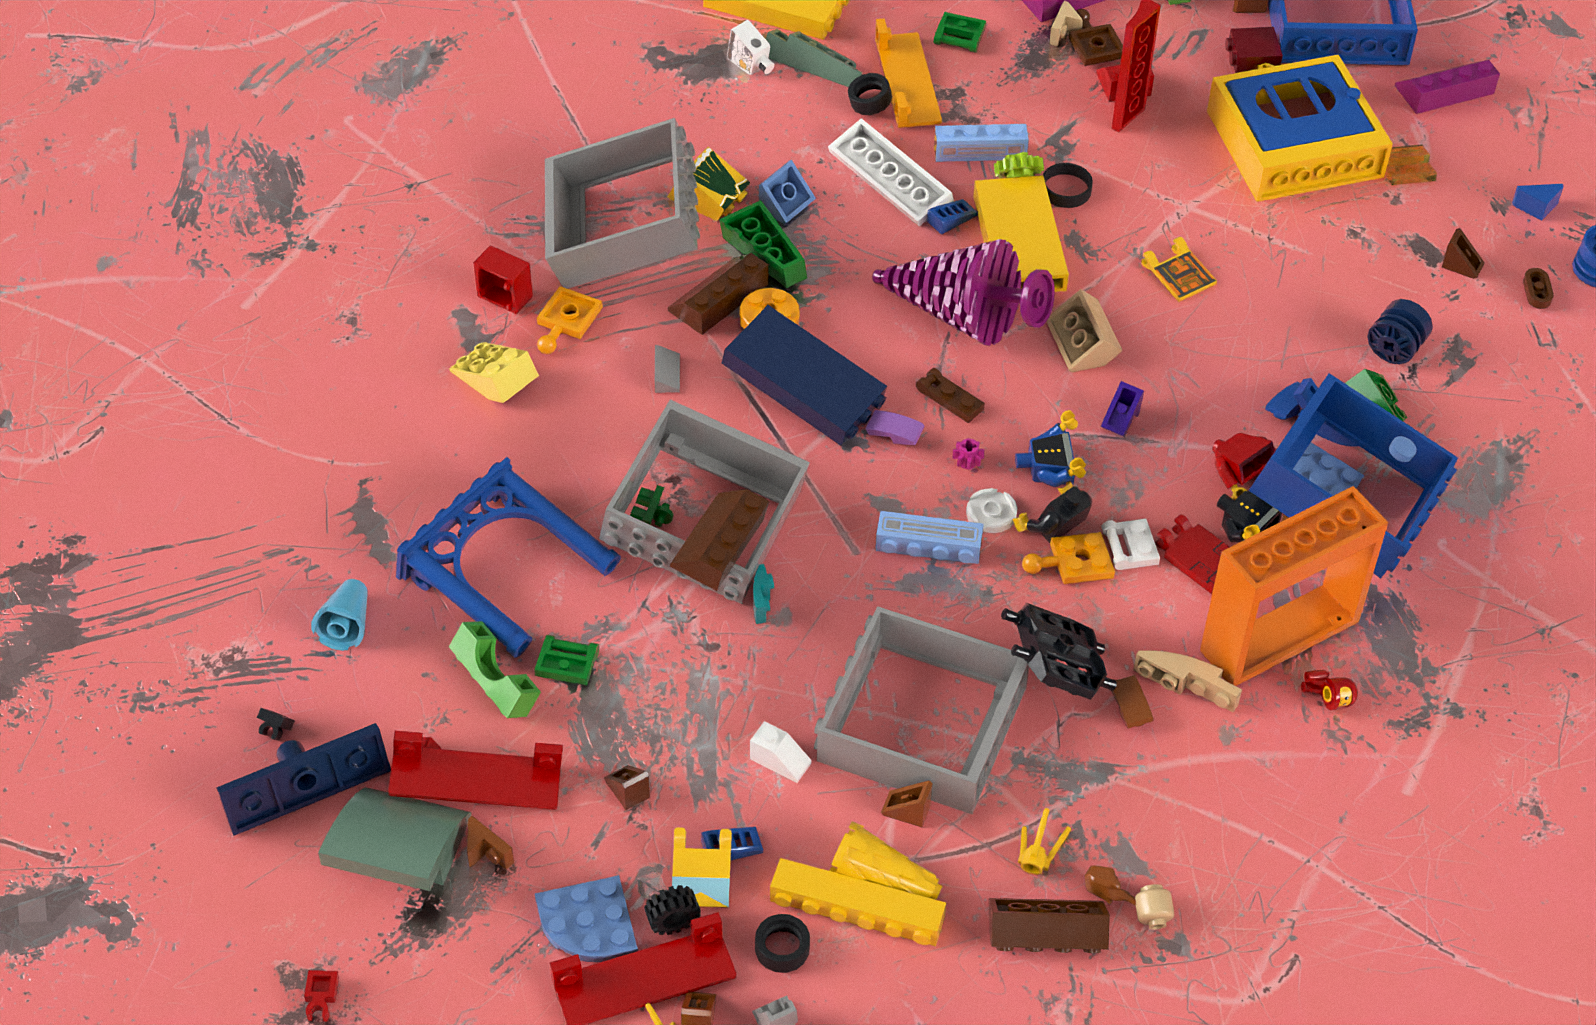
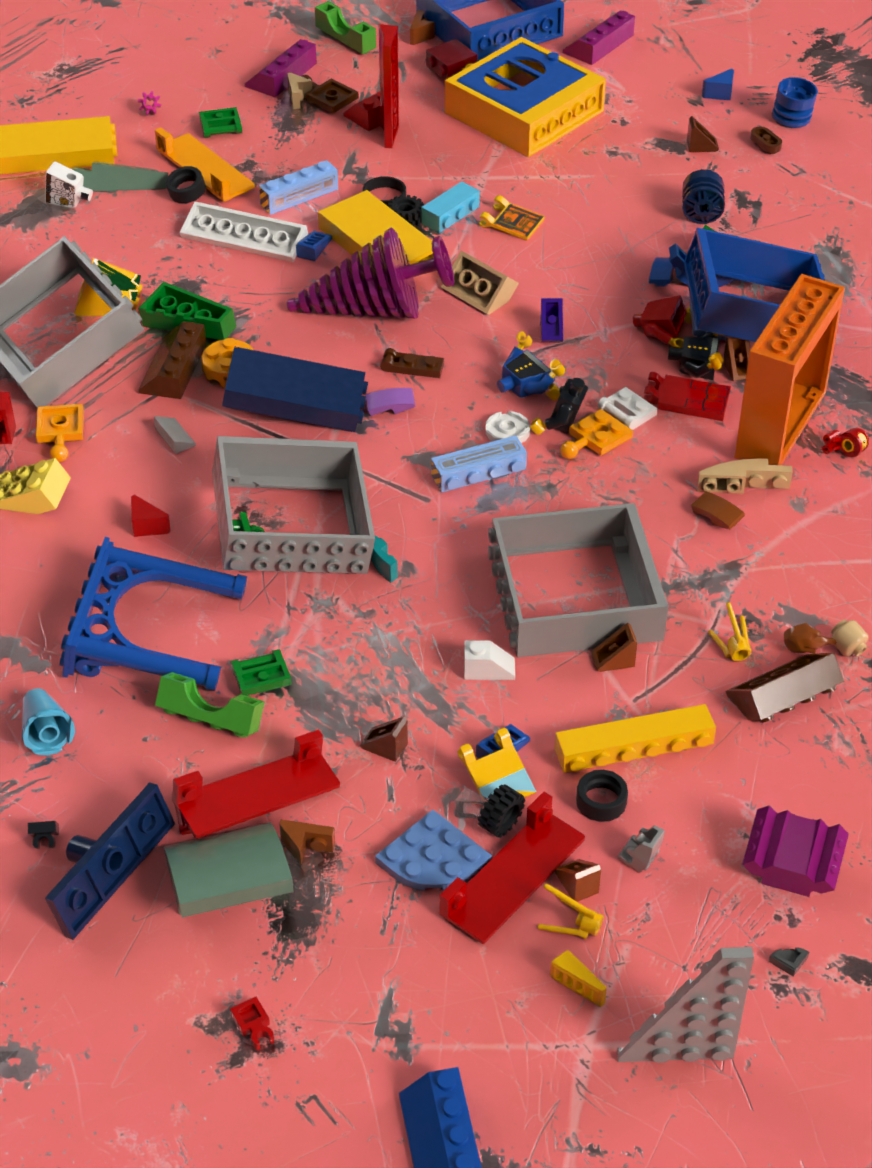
camera: 30 degrees left, 5 degrees down
(573, 450) = (148, 519): none -> red slope
(720, 537) = (335, 517): reddish brown slope -> none
(785, 193) = (173, 270): medium blue slope -> none
(872, 860) = (625, 699): yellow cone -> none
(968, 453) = (461, 396): dark pink gear -> none
(1018, 165) = (343, 189): lime gear -> none
(1054, 637) = (649, 492): black piece -> none
(1075, 207) = (407, 208): none -> black tyre
(1121, 229) = (450, 207): none -> medium azure brick
(1402, 449) = (782, 259): medium blue tile -> none
(1409, 165) = (618, 97): clear yellow slope -> none

